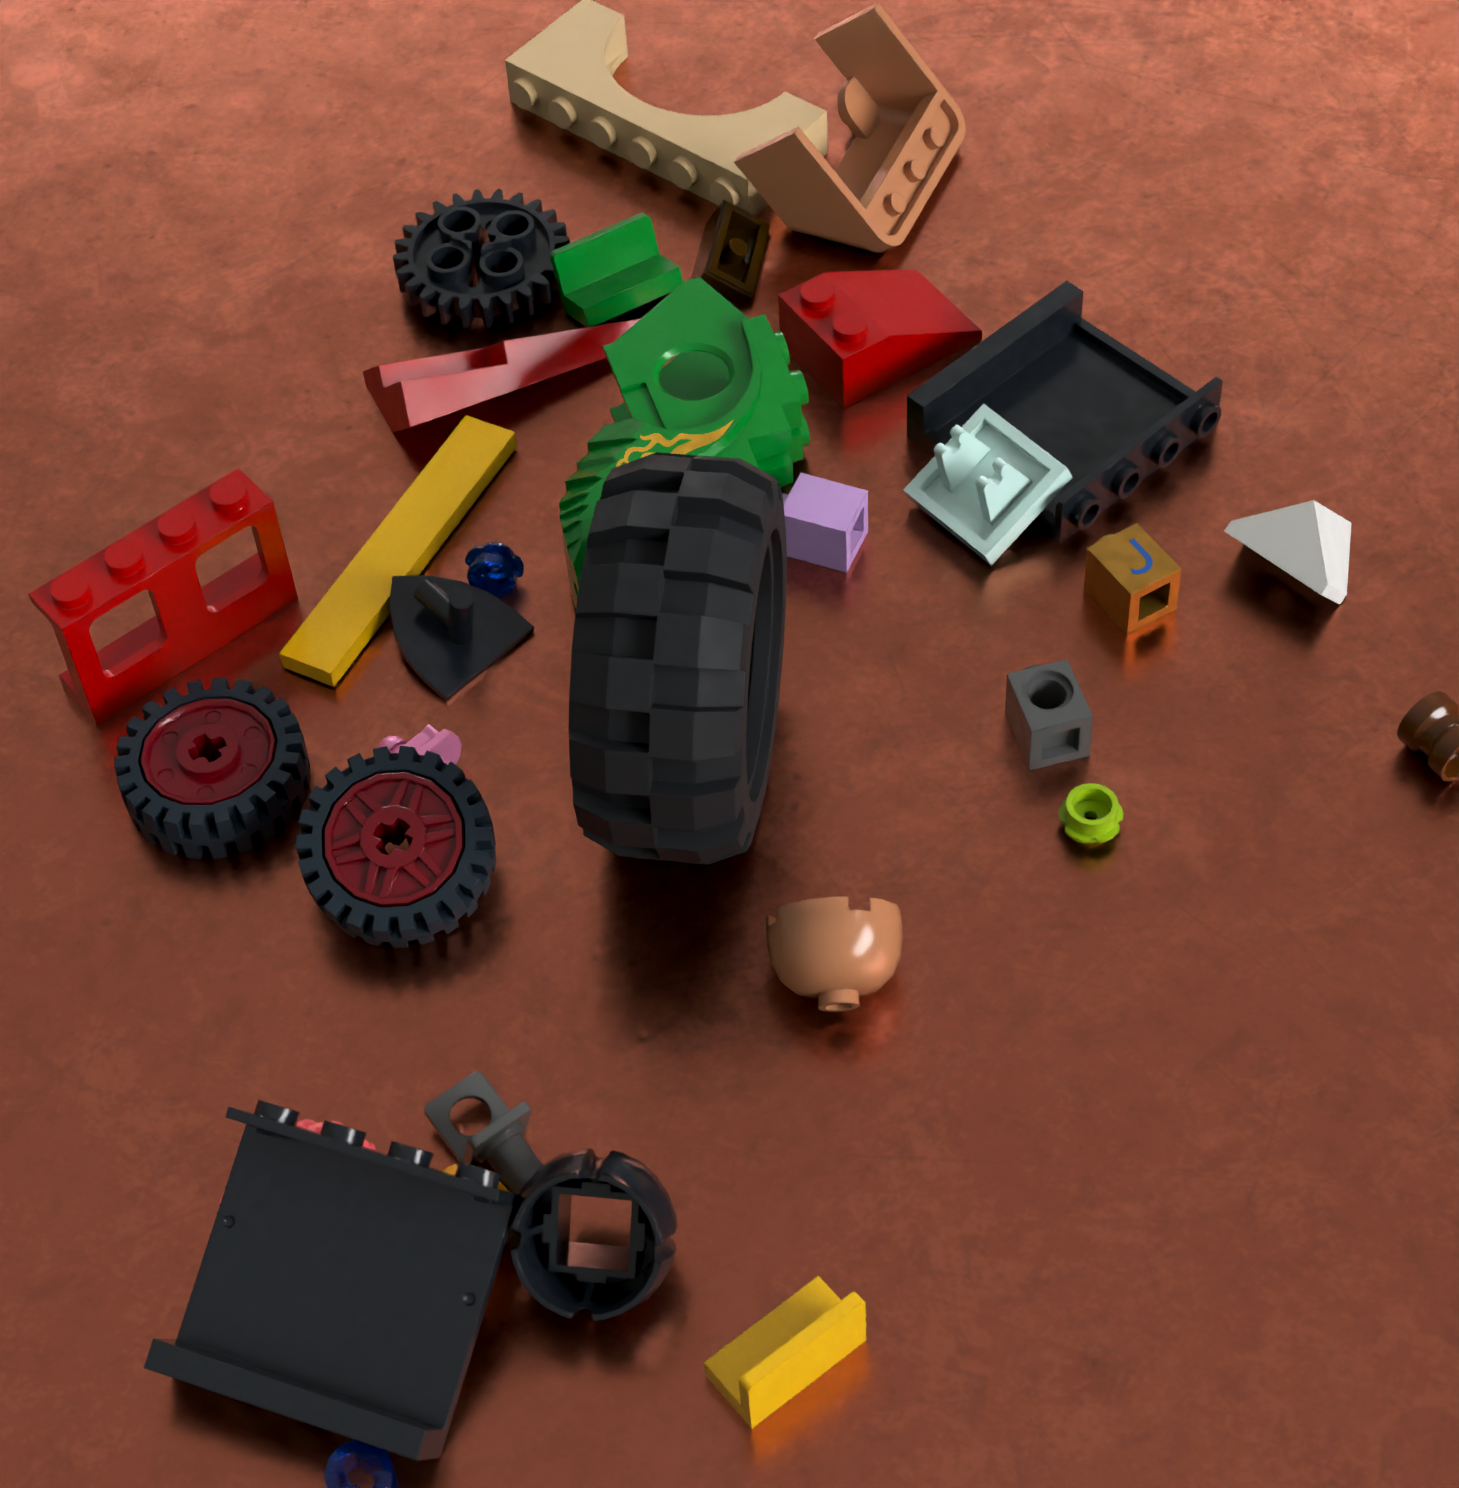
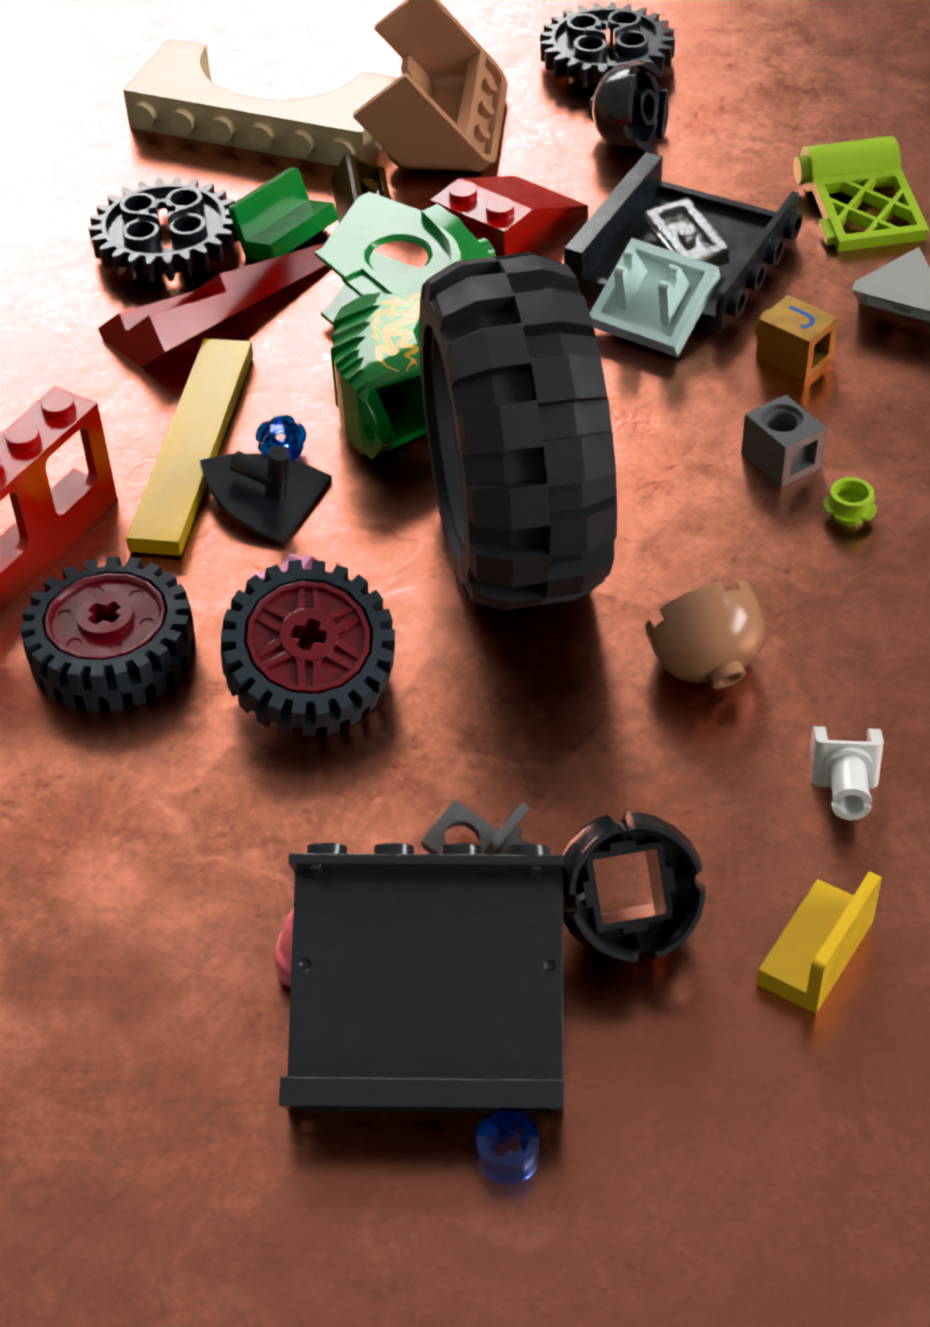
camera: 20 degrees left, 5 degrees down
(914, 1154) = (848, 769): none -> white piece
(1067, 407) = (686, 232): none -> clear smoke plate
(1086, 209) = (630, 107): none -> black cylinder
(1146, 107) = (579, 47): none -> black gear
(1318, 357) = (856, 170): none -> lime piece

